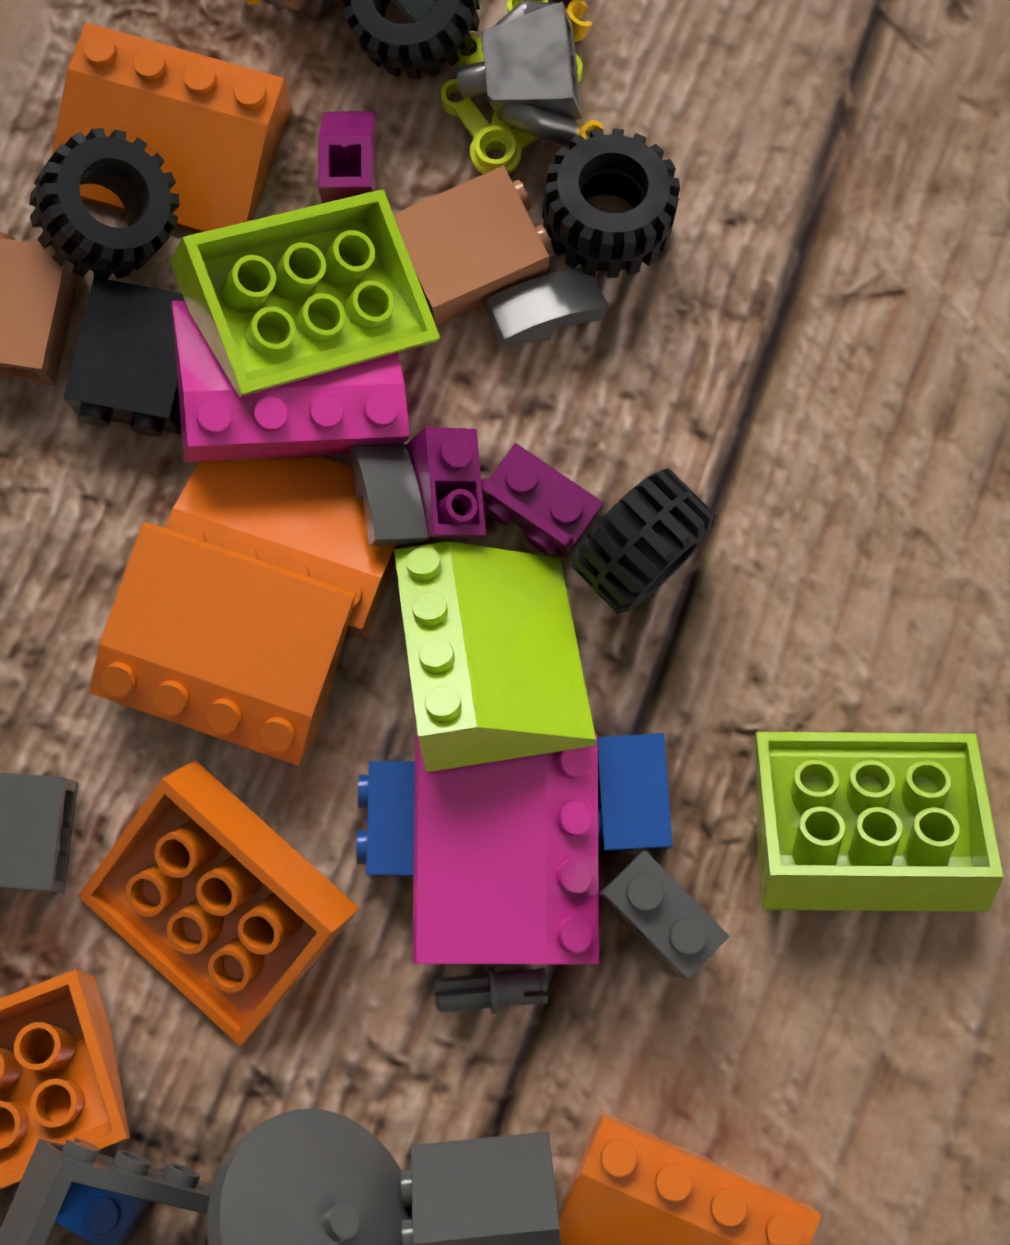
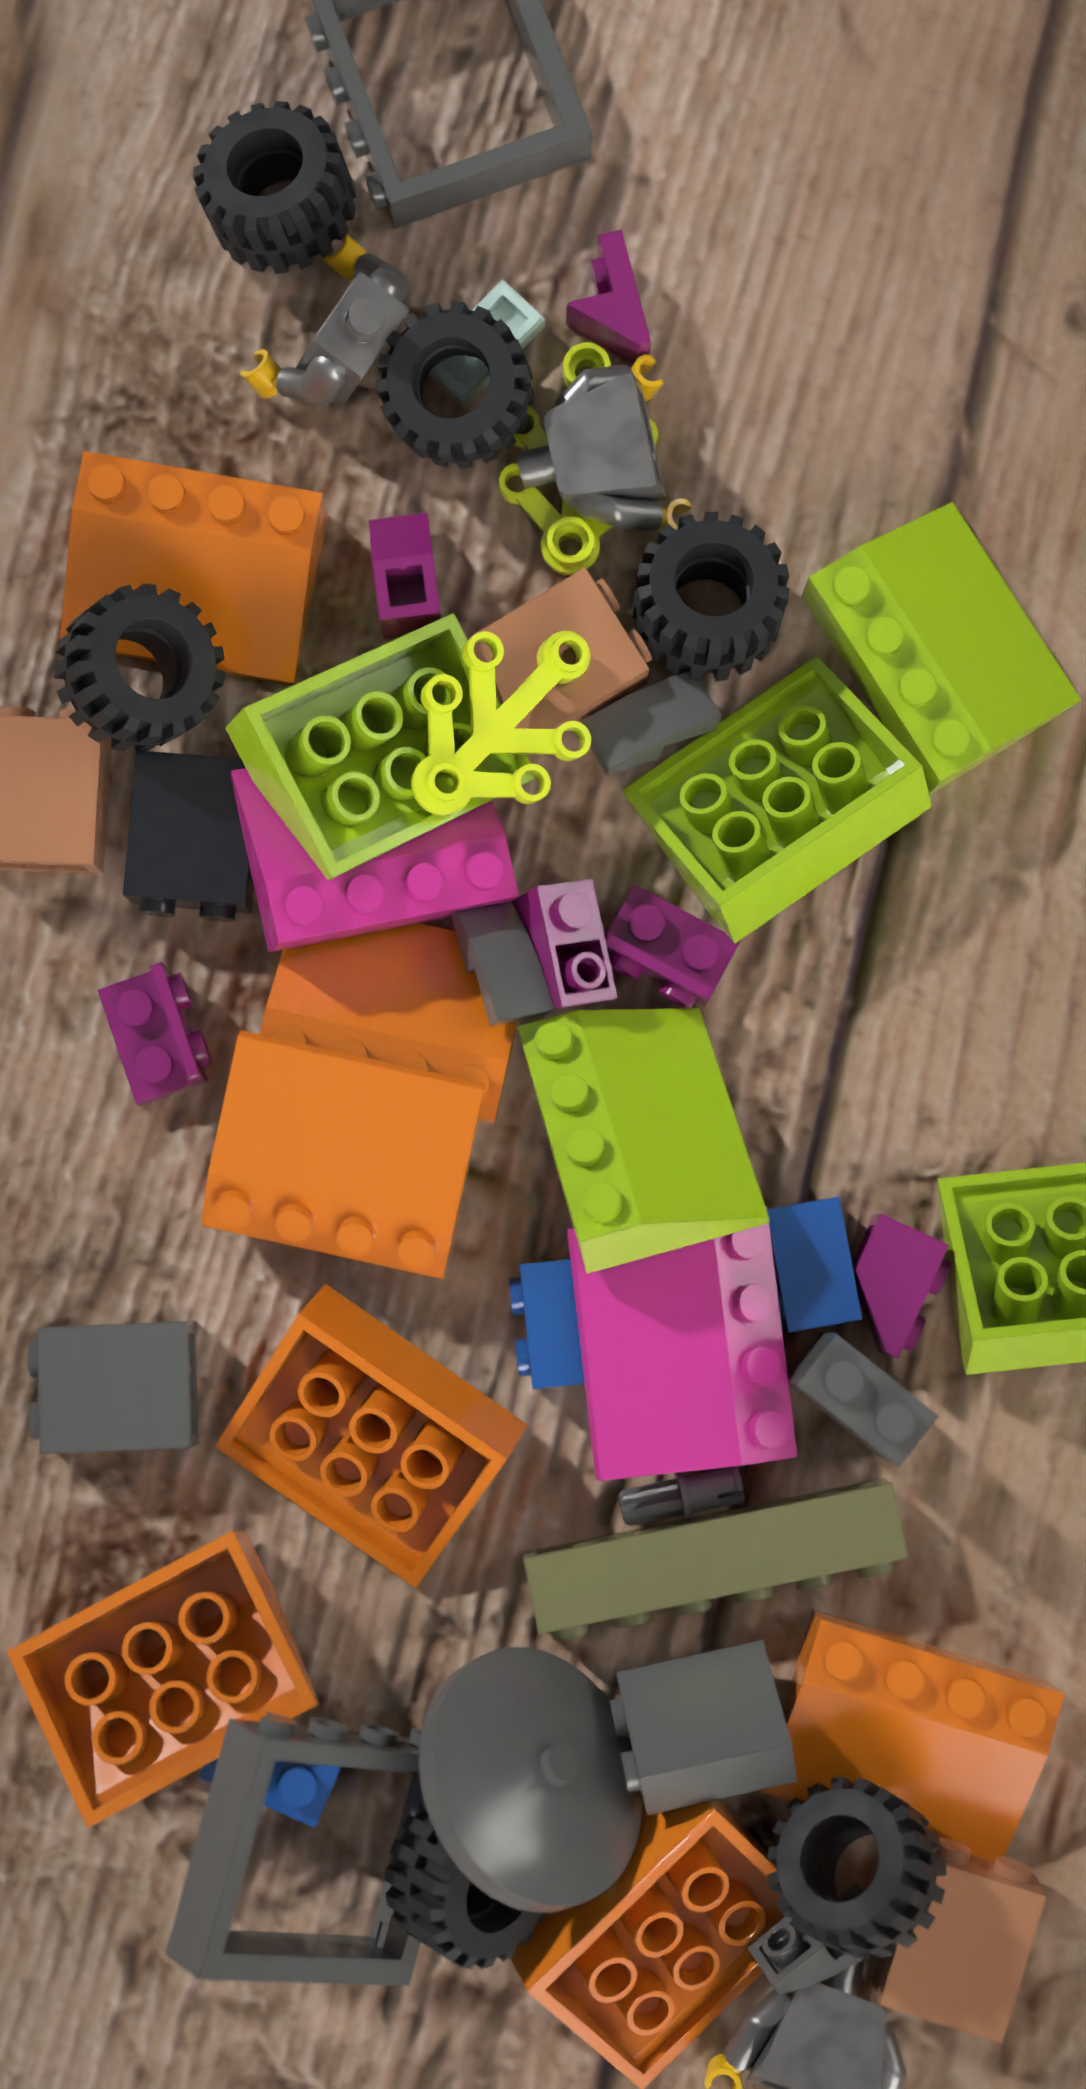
camera: 10 degrees left, 5 degrees up
(77, 526) = (154, 1034): none -> magenta bracket
(406, 287) = (494, 729): none -> neon yellow plant
(512, 1050) = (715, 1557): none -> olive brick
(643, 540) = (794, 986): black tyre -> none
(652, 383) = (779, 798): none -> lime slope
(704, 815) = (892, 1278): none -> magenta slope
(805, 269) = (938, 644): none -> lime slope

